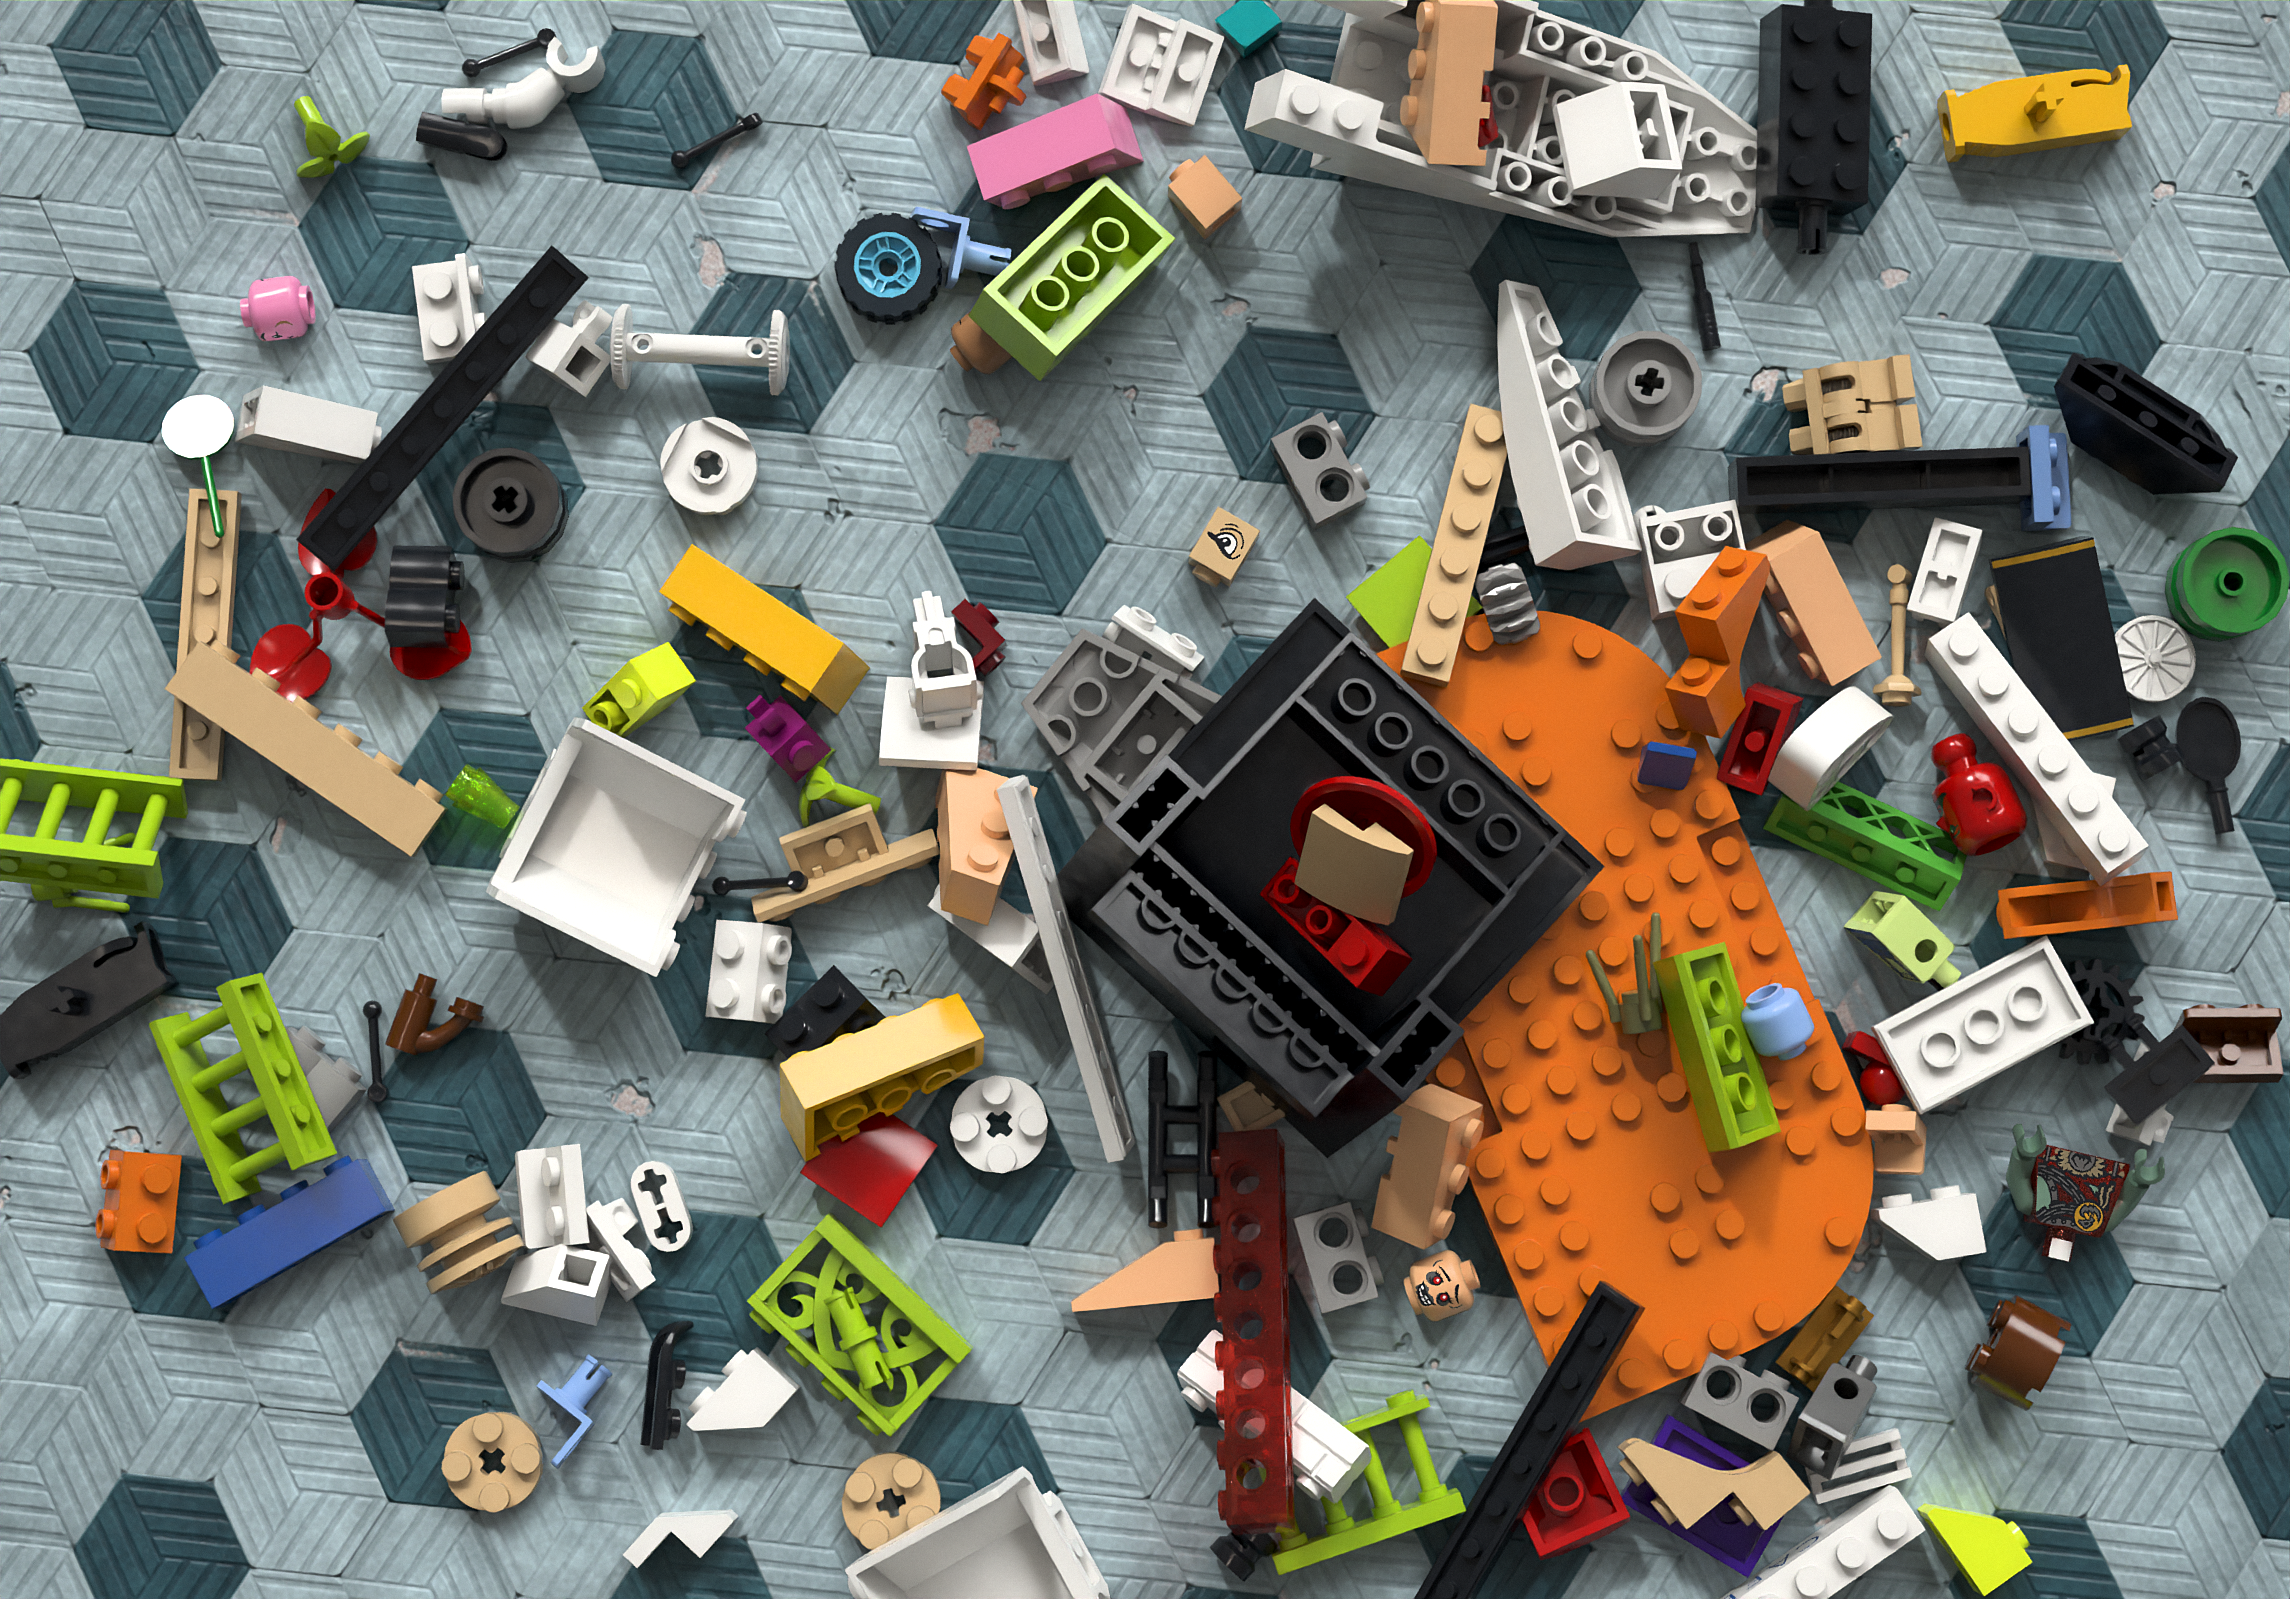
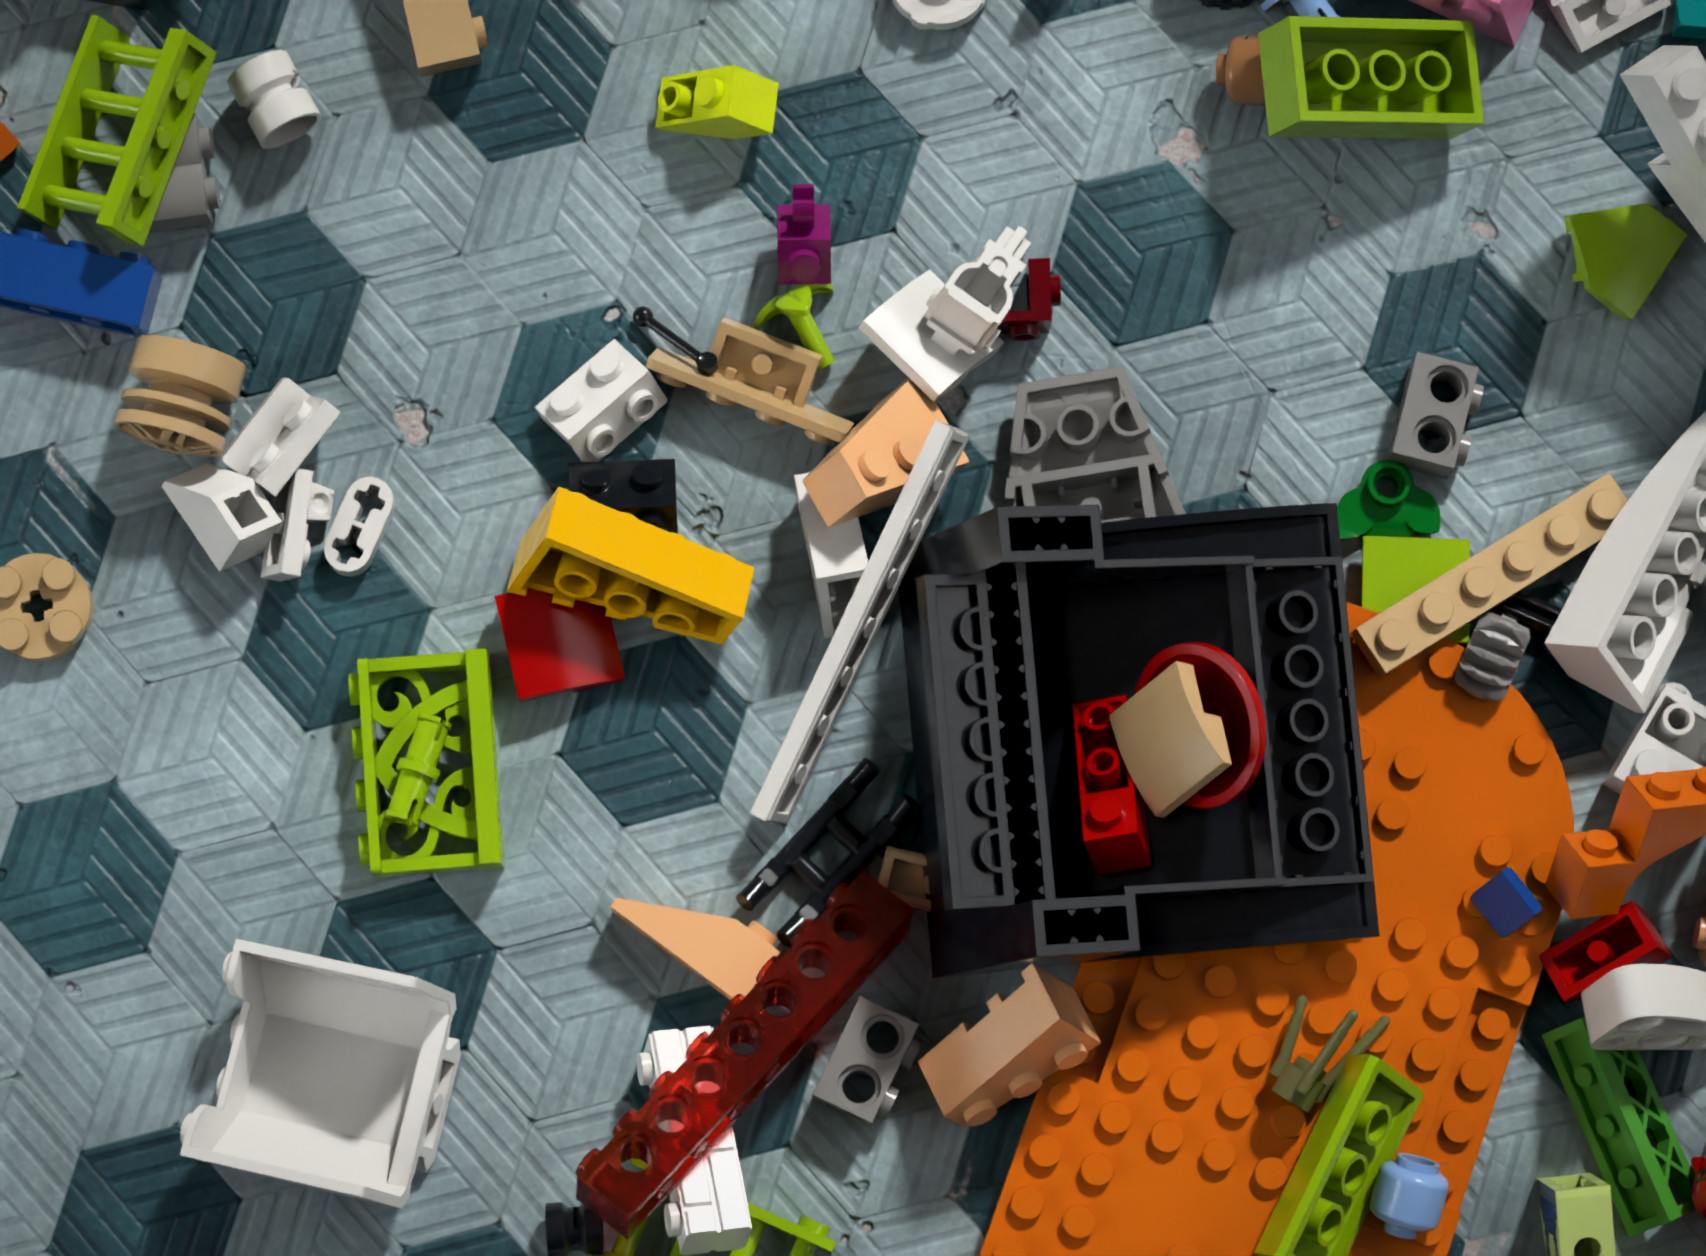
camera: 40 degrees right, 5 degrees down
(335, 968) = (270, 91): none -> white wheel
(377, 1091) = (219, 233): black hinge -> none
(414, 1015) = (306, 197): reddish brown plant -> none
(481, 796) = (517, 74): clear neon green cone -> none
(573, 1399) = (145, 614): light blue bracket -> none
(614, 845) = (589, 203): white windscreen -> none
(663, 1376) = (235, 663): black piece -> none
(694, 1528) = (146, 808): white slope -> none
(748, 1396) = (287, 738): white slope -> none
(764, 629) = (865, 143): yellow wedge -> none
(866, 1488) = (320, 898): tan plate -> none
(971, 1127) = (666, 687): white plate -> none
(1140, 634) = (1166, 417): white hinge -> none
(1203, 195) = (1538, 114): light nougat brick -> none
(1222, 548) = (1297, 407): tan brick -> none
(1345, 242) = (1622, 253): none -> lime slope
(1355, 562) = (1372, 514): none -> green plate
(1441, 1285) = (931, 1164): light nougat head -> none

